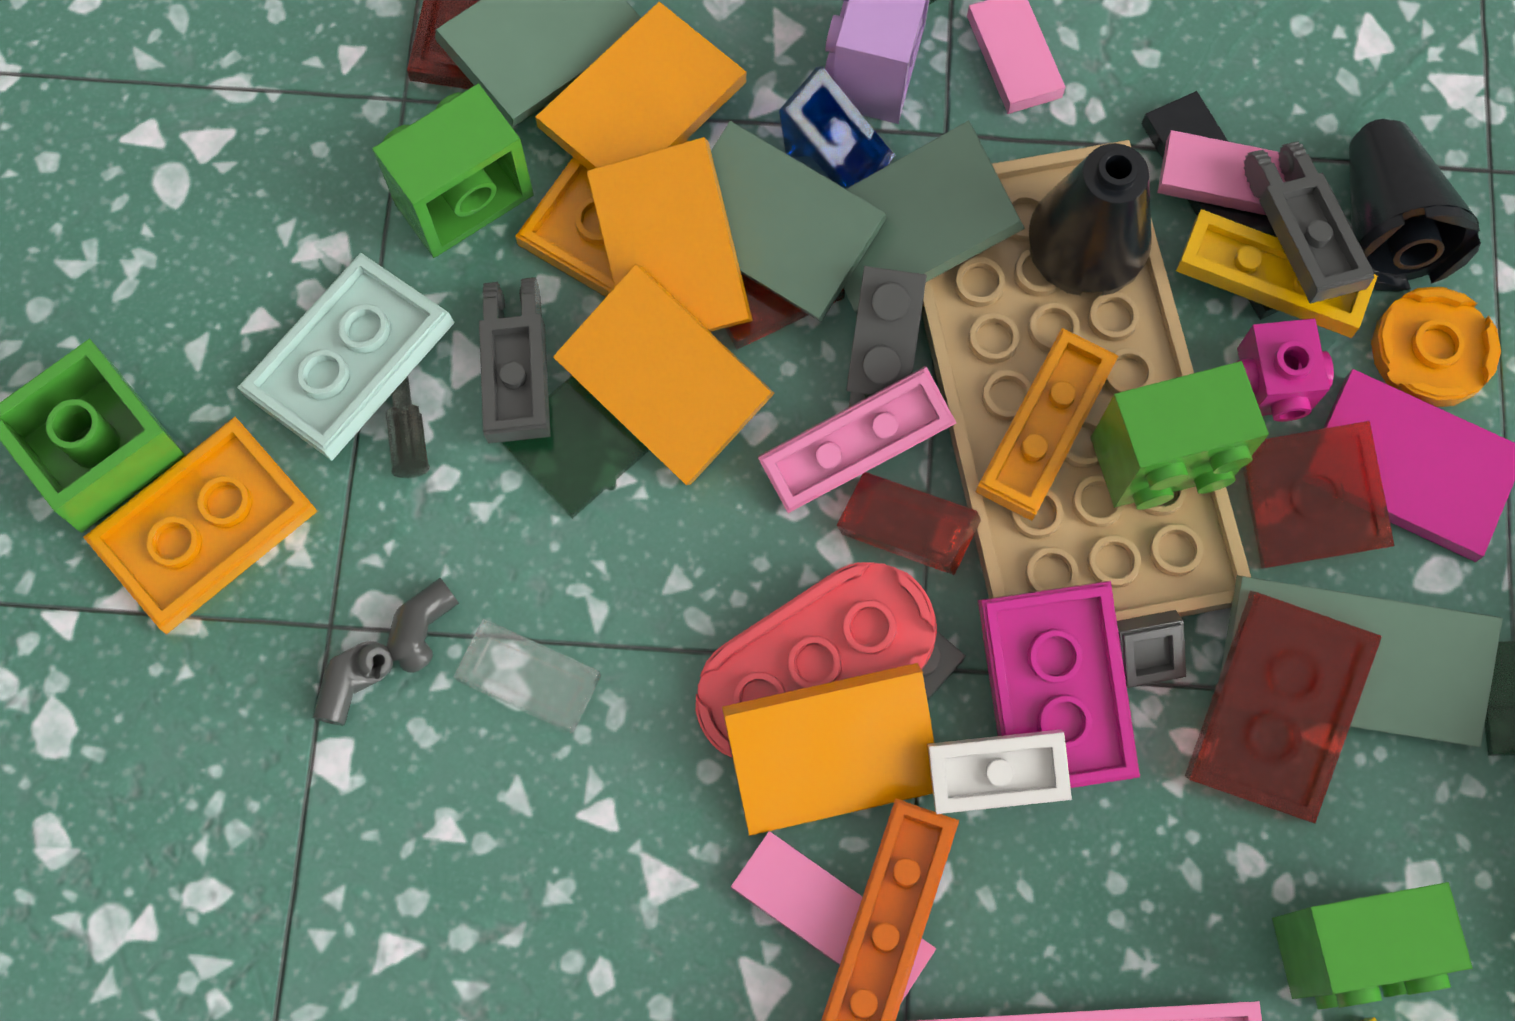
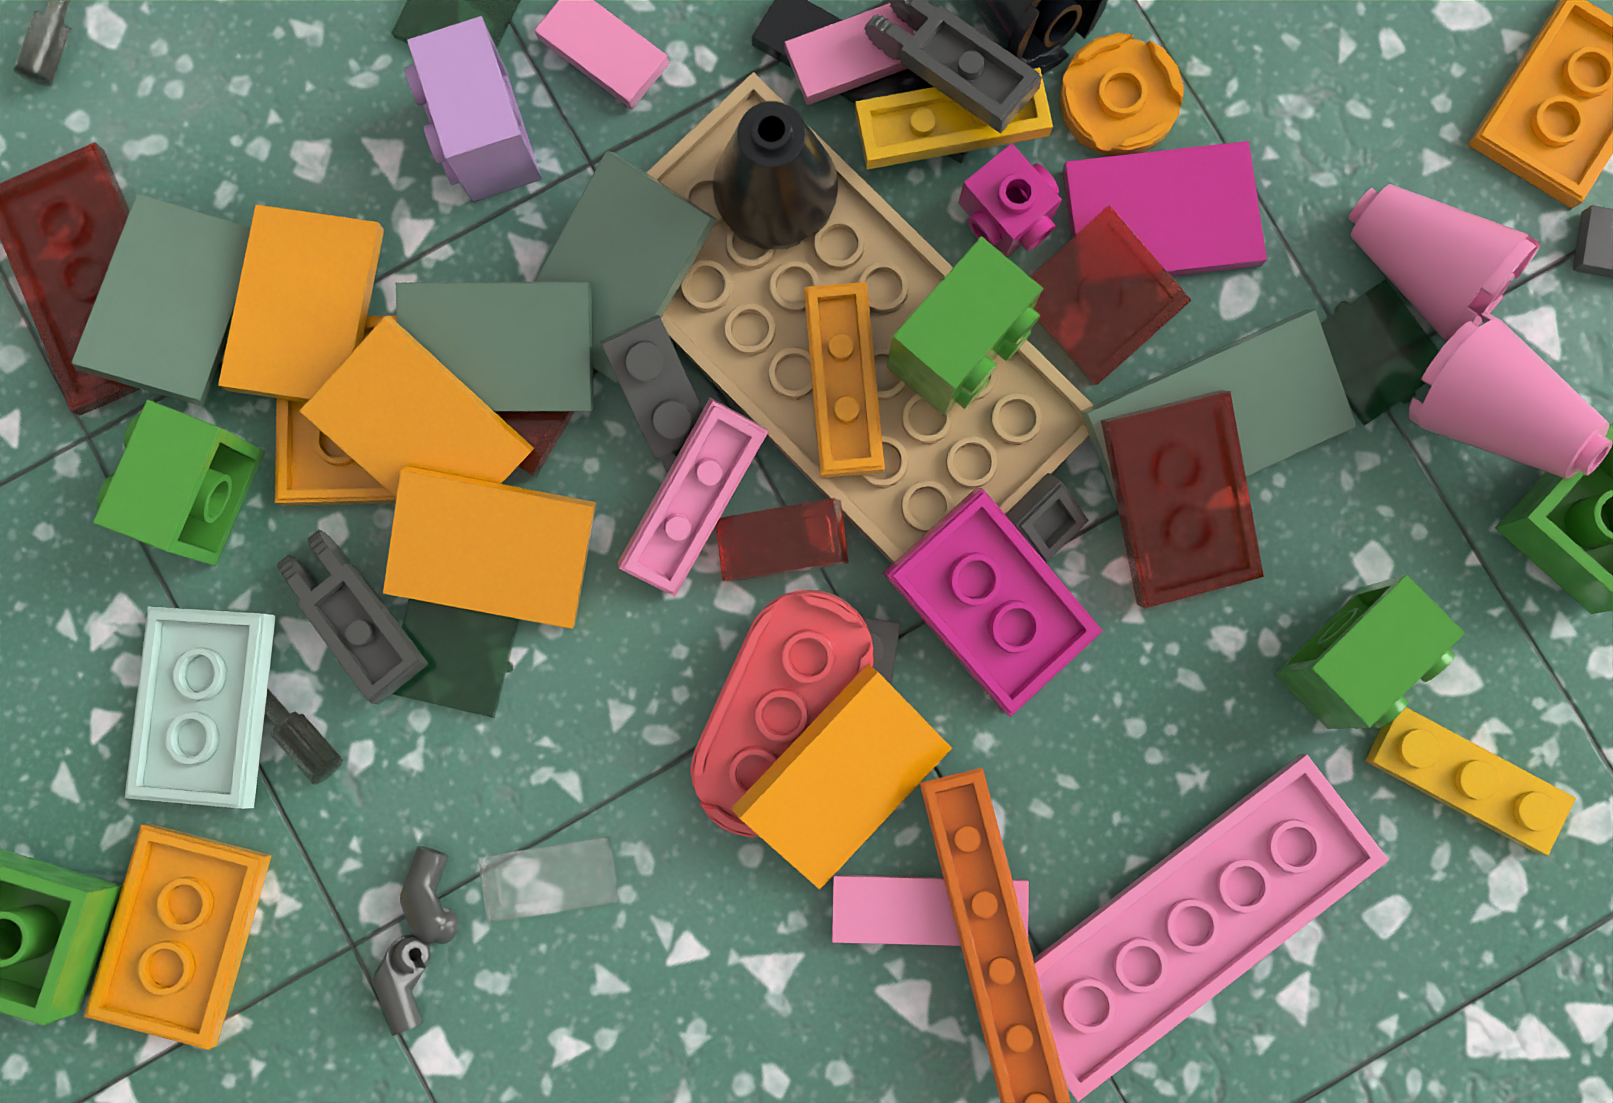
camera: 30 degrees left, 10 degrees up
(832, 131) = (492, 231): clear blue slope -> none
(999, 771) = (990, 708): white plate -> none

